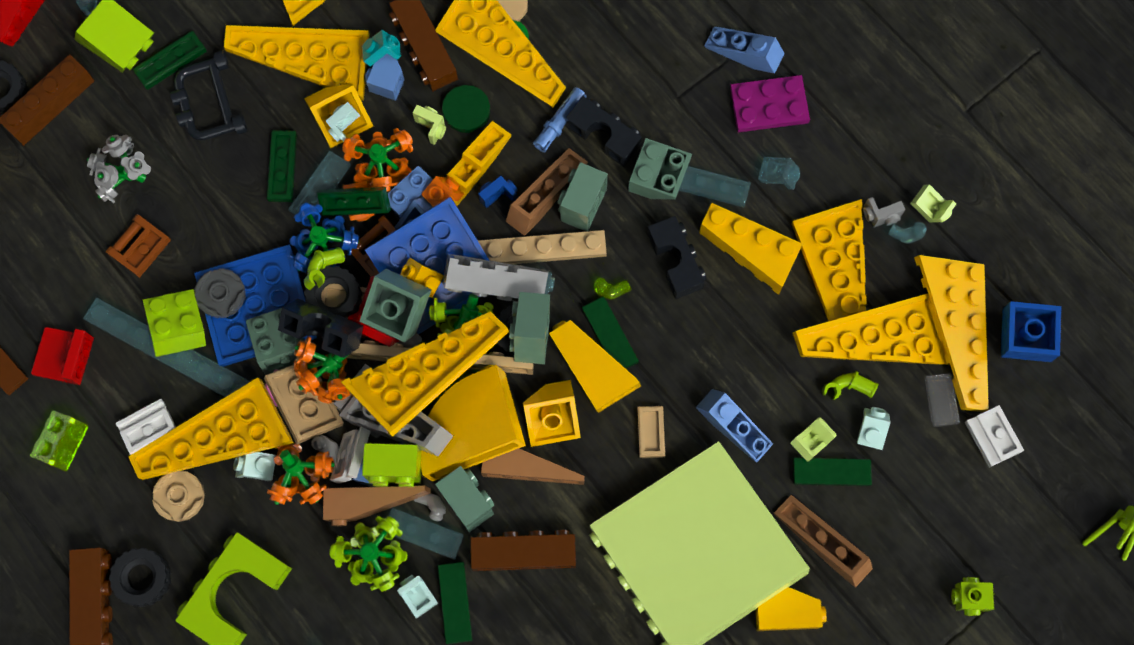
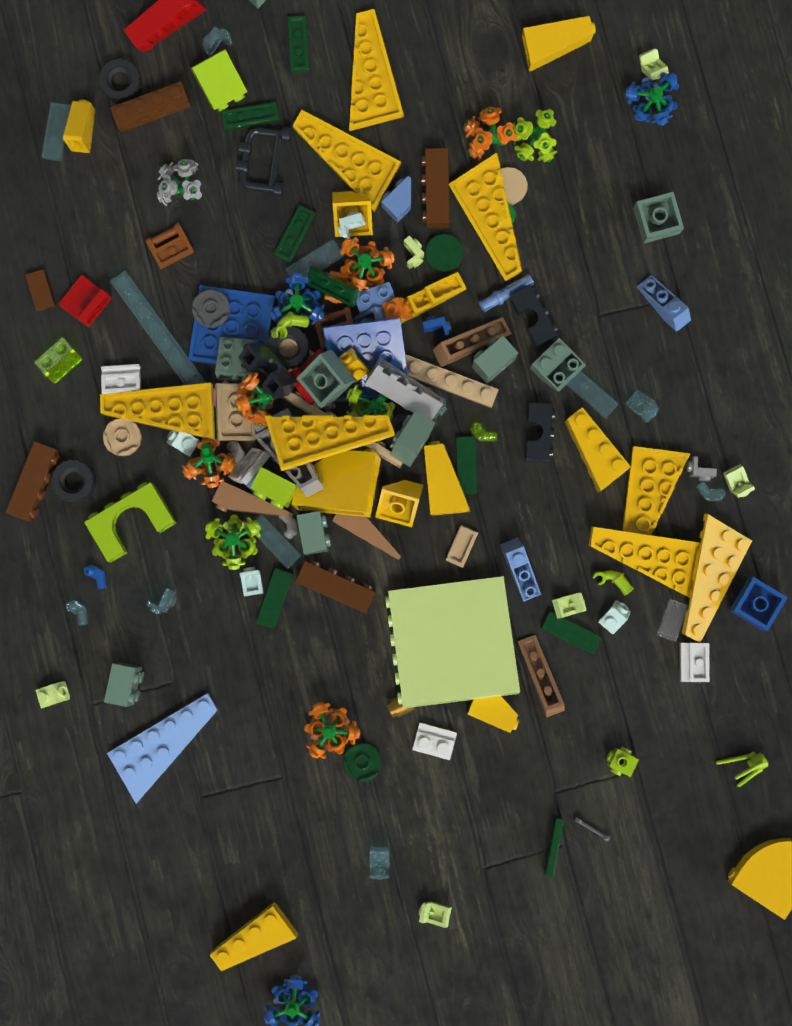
camera: 25 degrees right, 10 degrees up
(174, 322) = (170, 315): lime brick -> none
(380, 45) = (403, 179): teal bracket -> none
(769, 103) = (661, 352): magenta plate -> none

